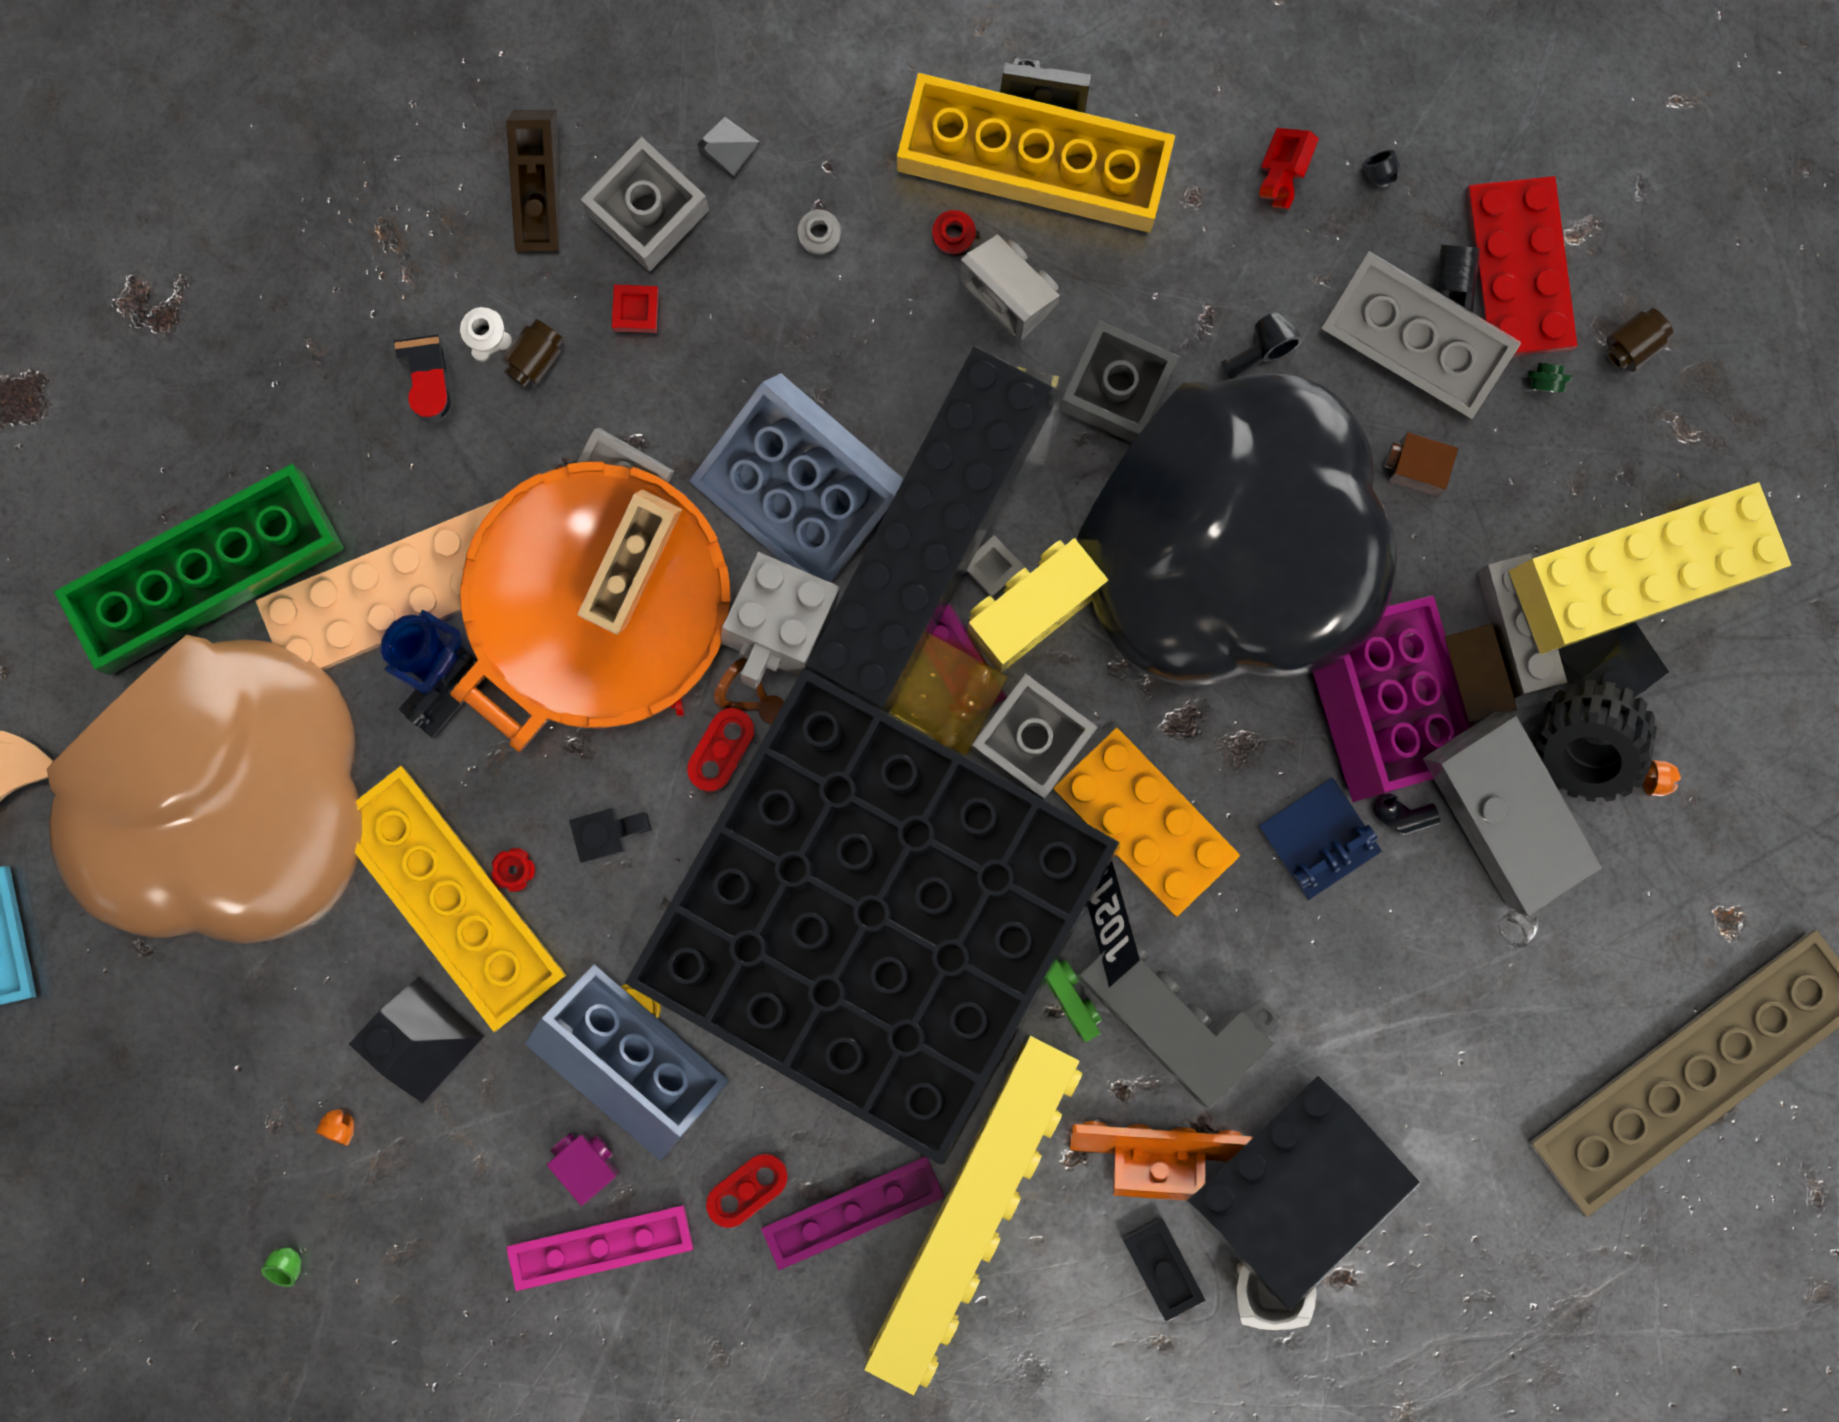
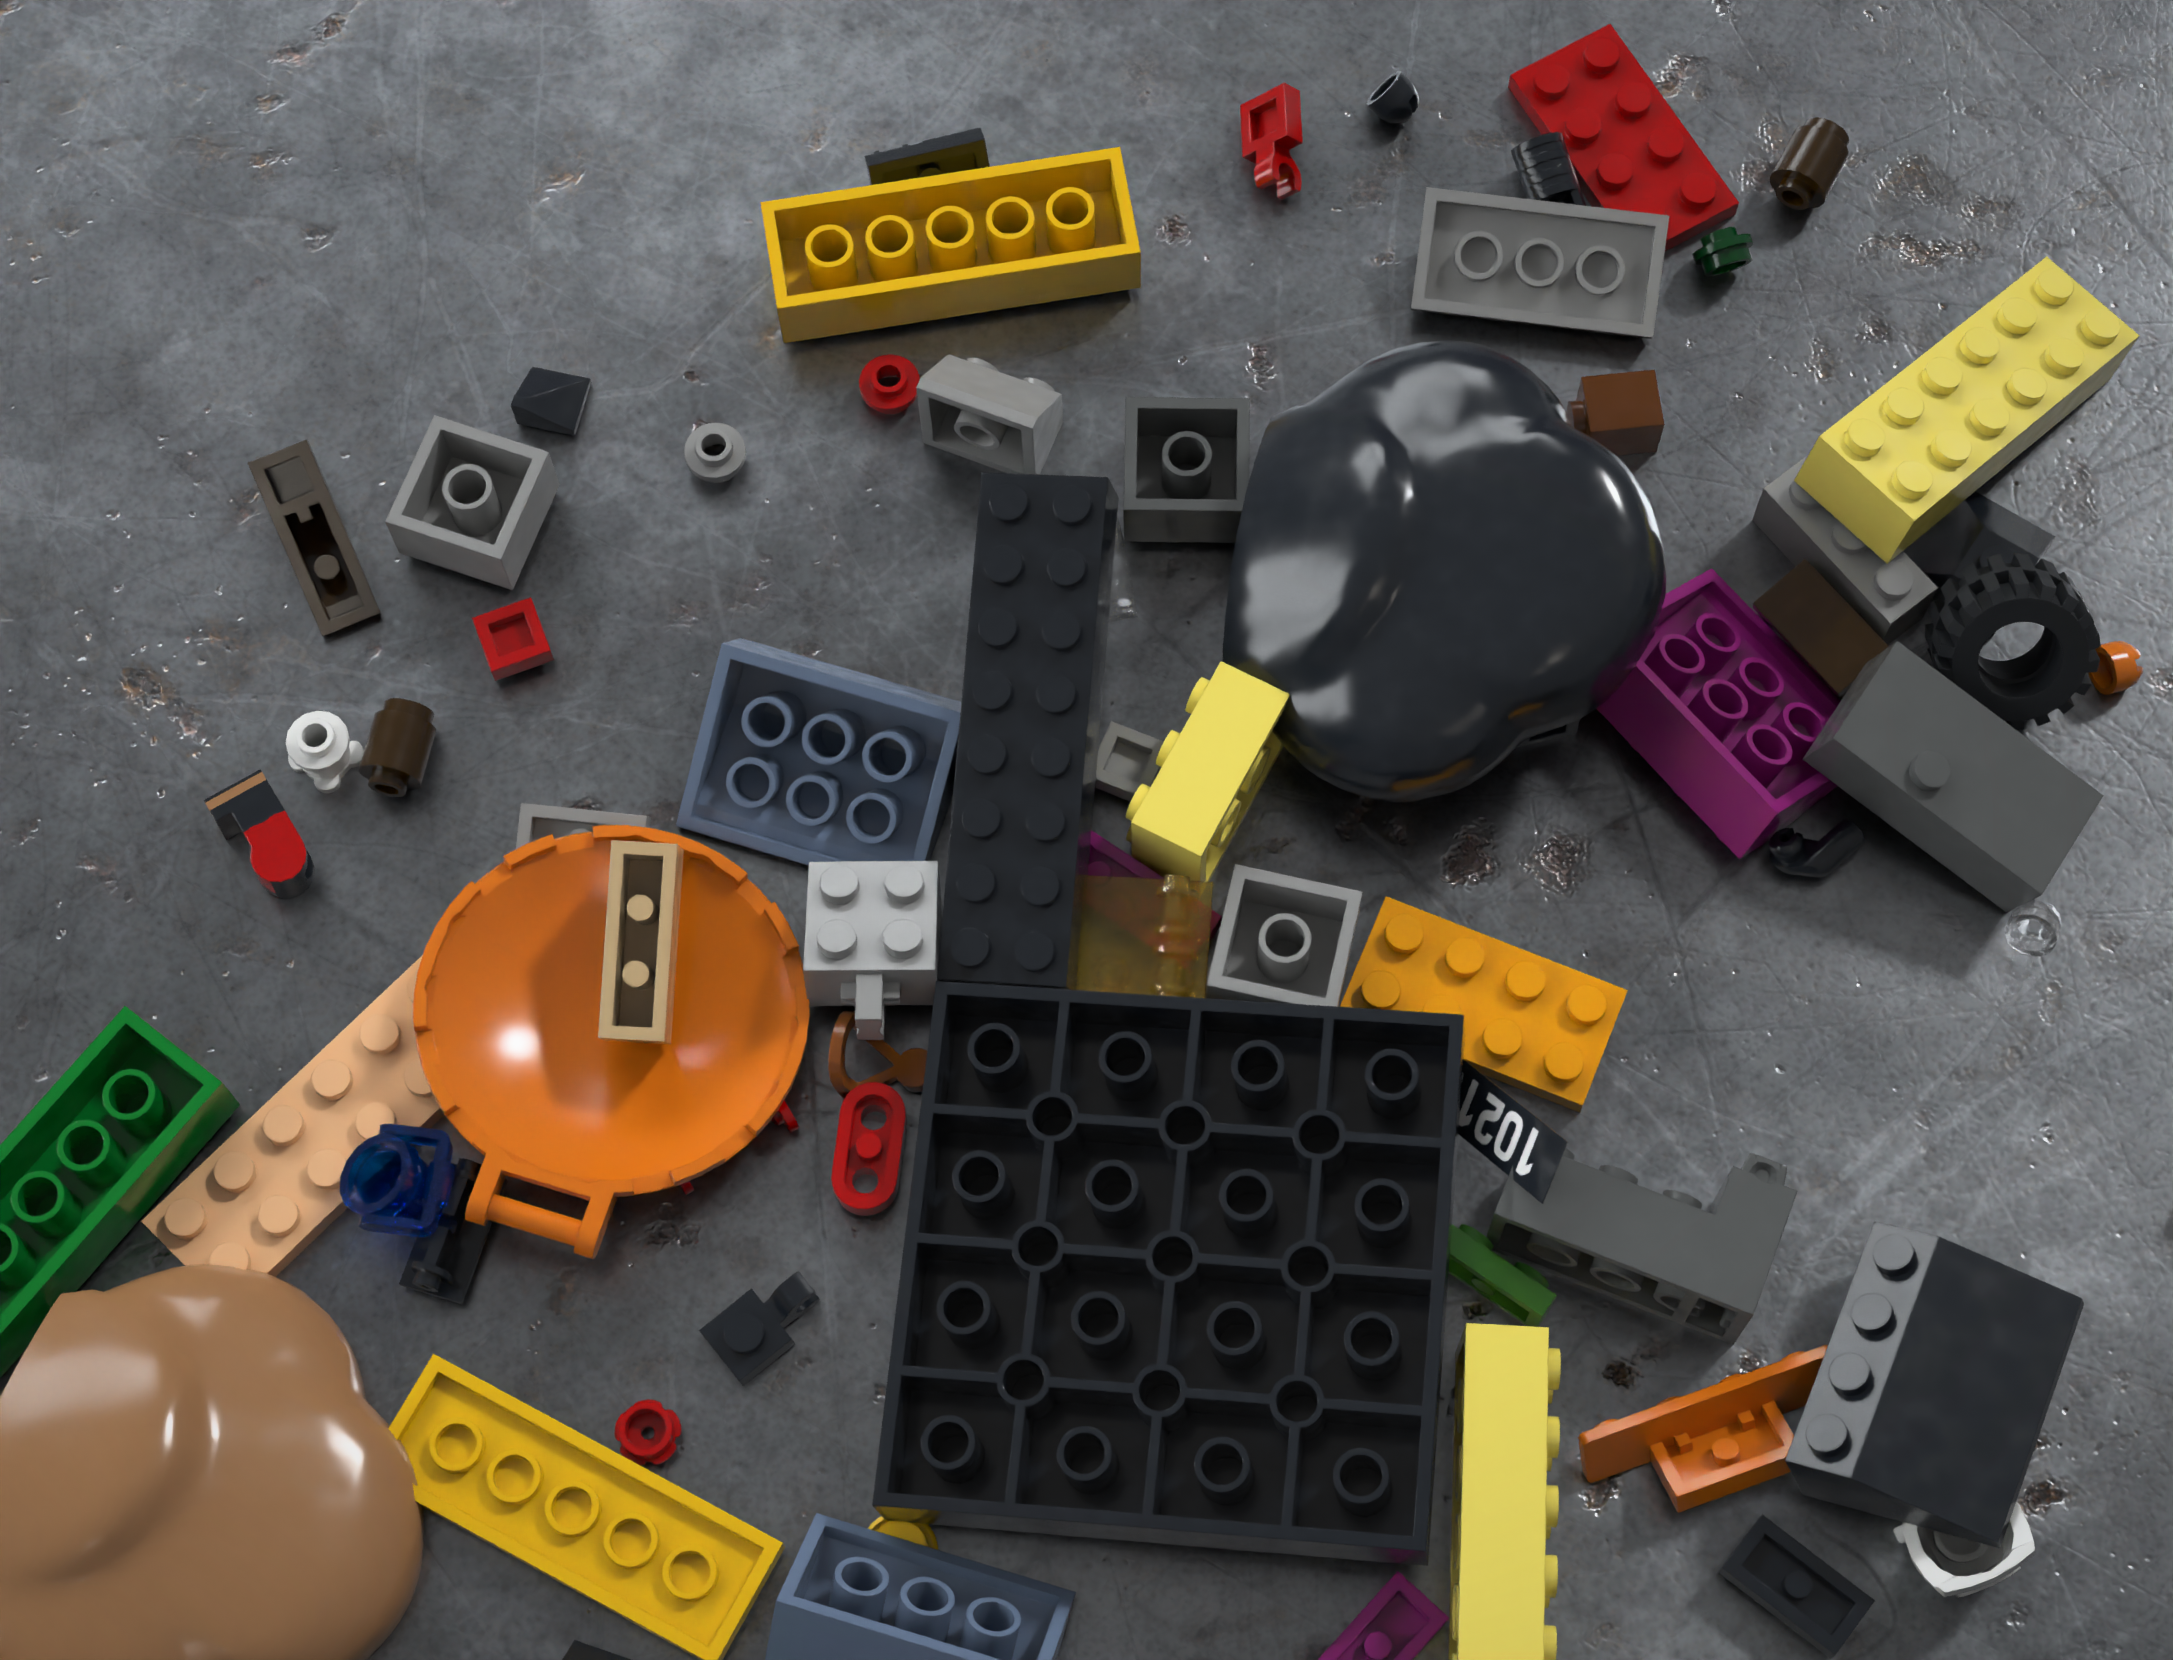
camera: 20 degrees left, 15 degrees down
(1274, 339) = (1353, 341): black bar -> none
(1320, 838) = (1721, 926): dark blue hinge -> none

